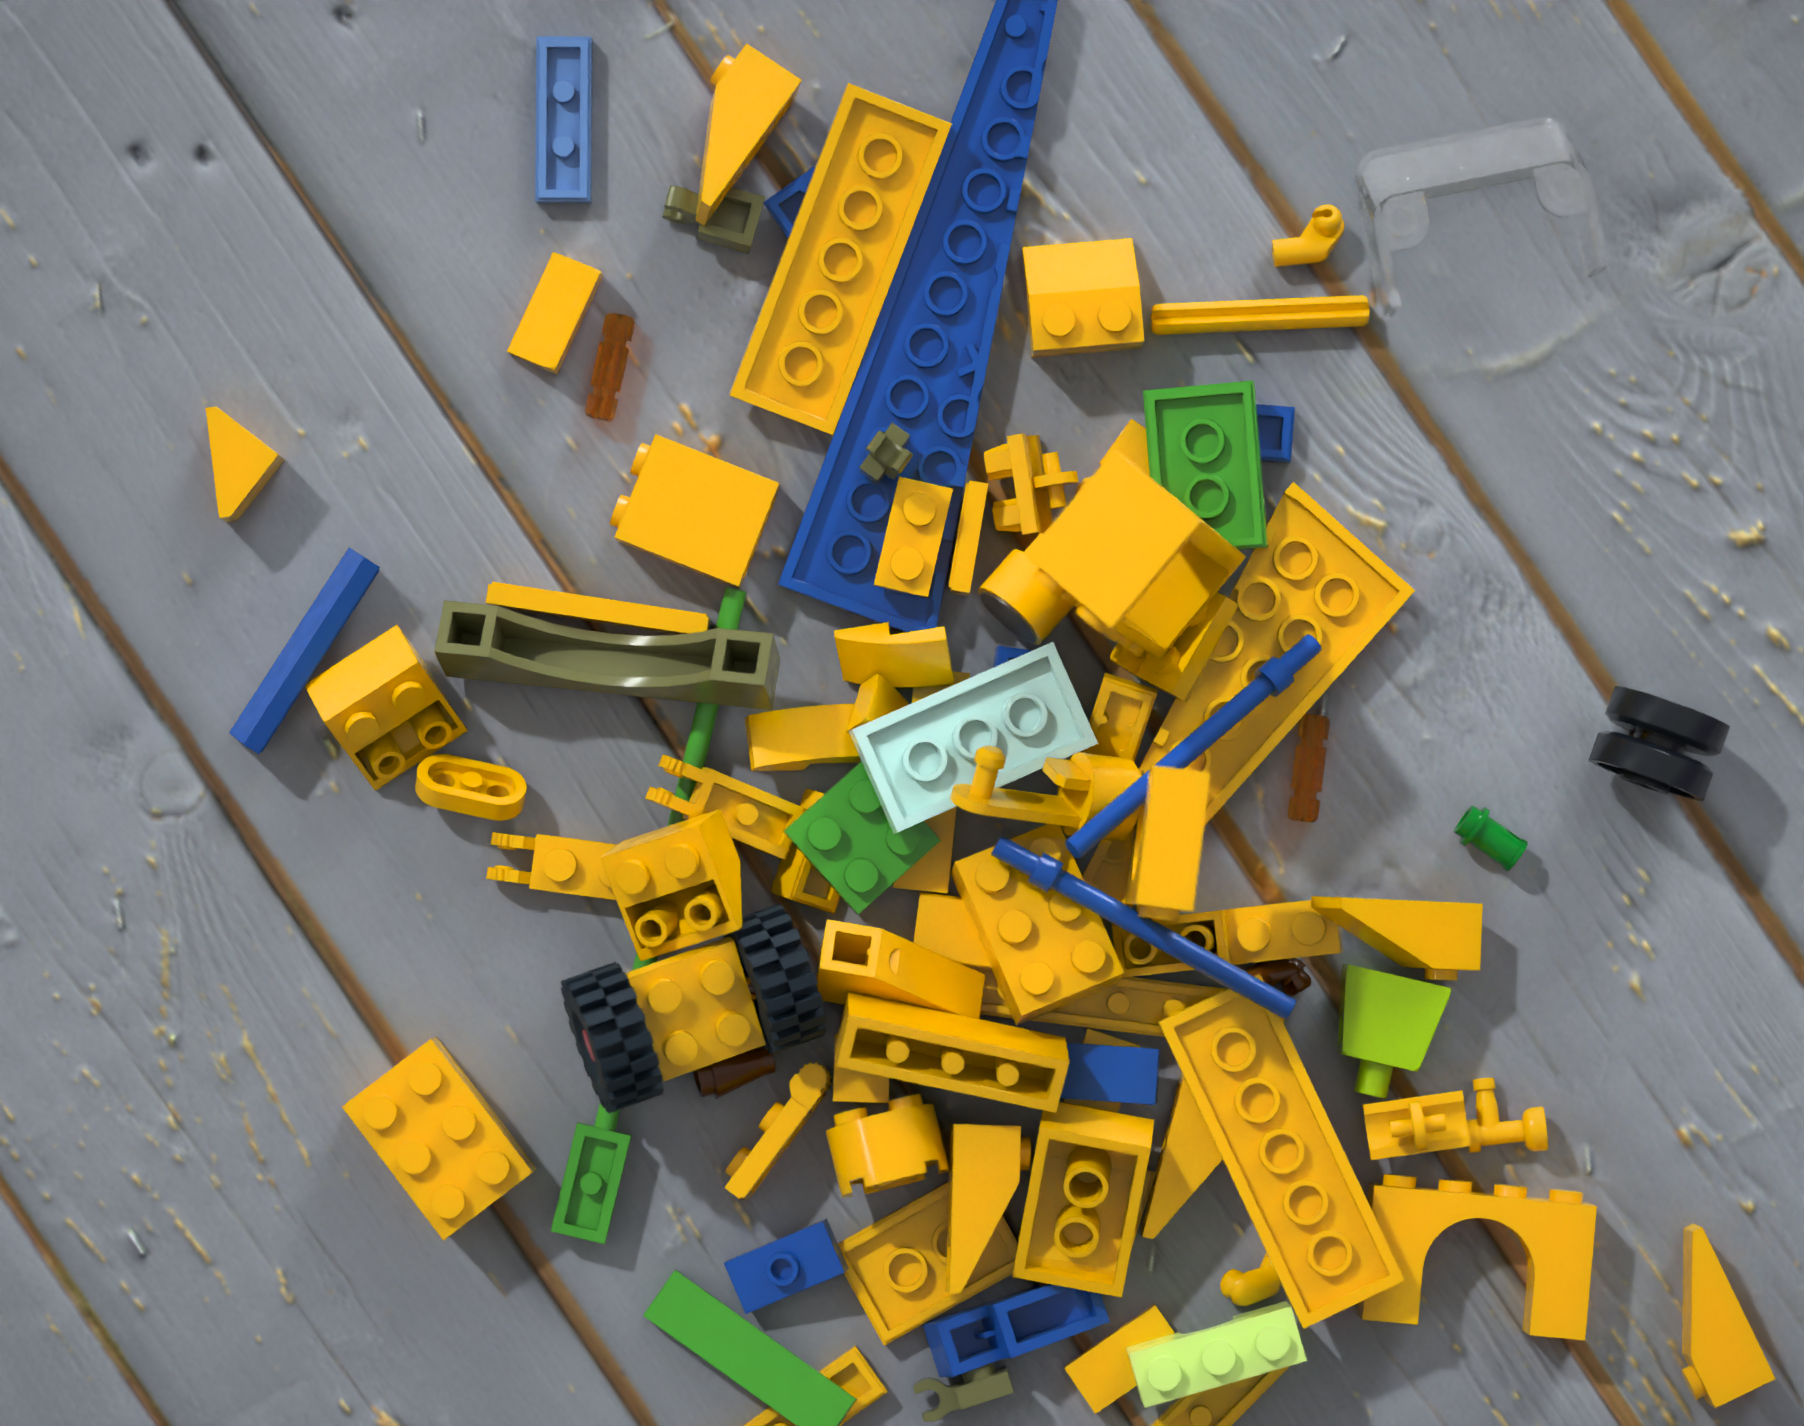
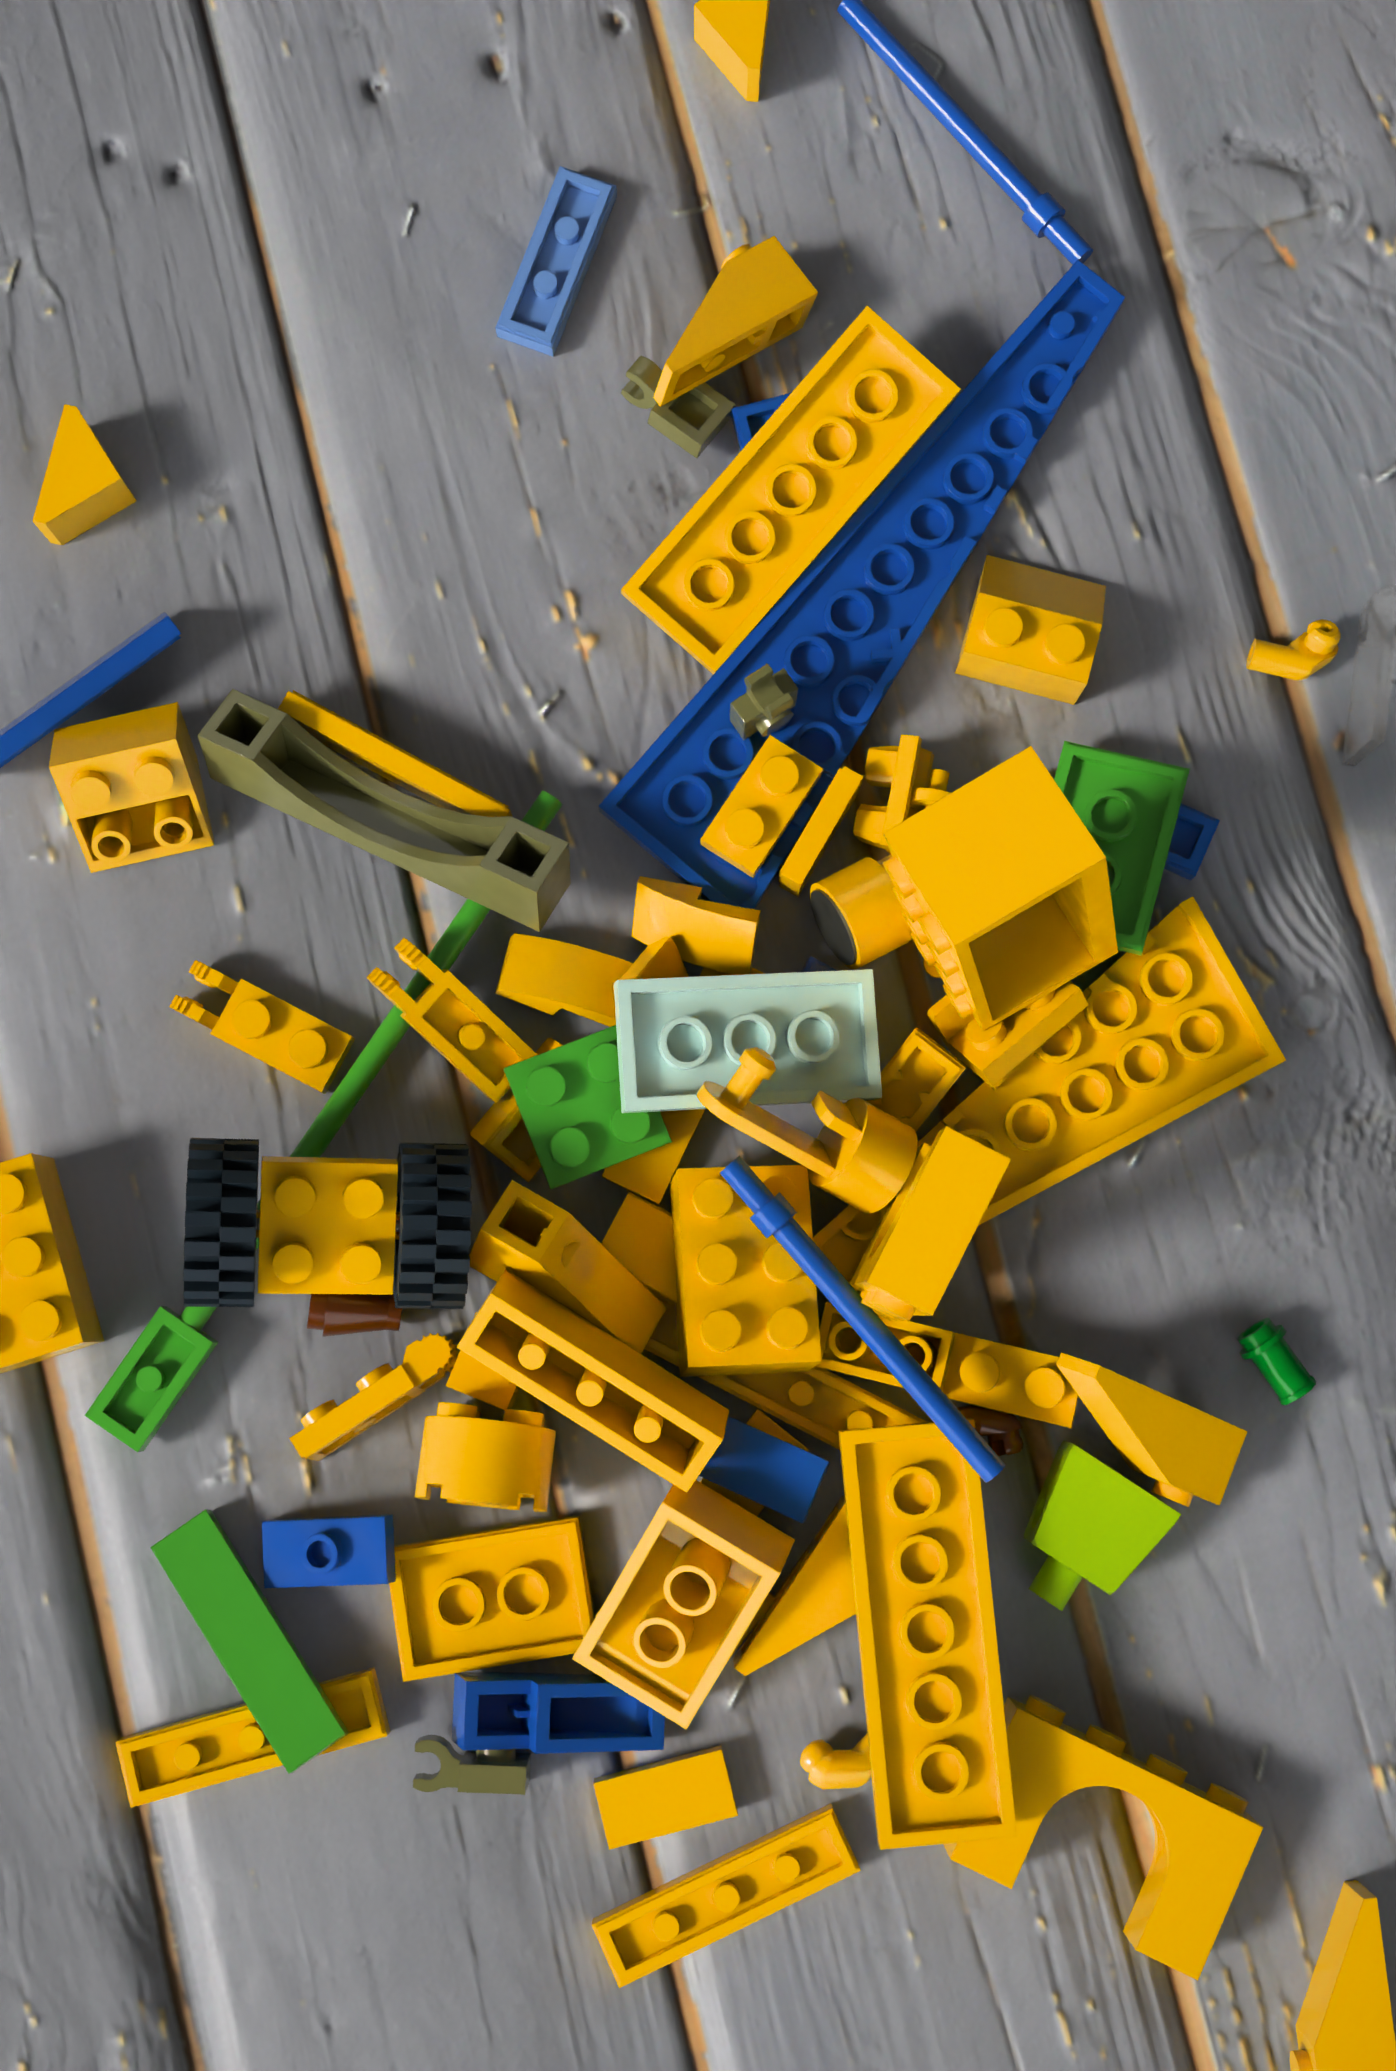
camera: 25 degrees right, 5 degrees down
(470, 787) = (189, 902): yellow plate -> none
(555, 312) = (474, 449): yellow slope -> none
(609, 367) = (508, 522): clear orange axle -> none
(677, 884) = (362, 1082): yellow slope -> none
(694, 510) = (540, 698): yellow brick -> none
(981, 1182) = (575, 1542): yellow slope -> none
(1217, 1355) = (800, 1843): yellowish green arch -> none
(1260, 315) = (1215, 712): yellow axle -> none
(1269, 680) = (1095, 1097): blue bar -> none
(1308, 768) = (1100, 1212): clear orange axle -> none
(1416, 1125) = (1087, 1655): yellow hips -> none
(1490, 1131) = (1163, 1688): yellow piece -> none

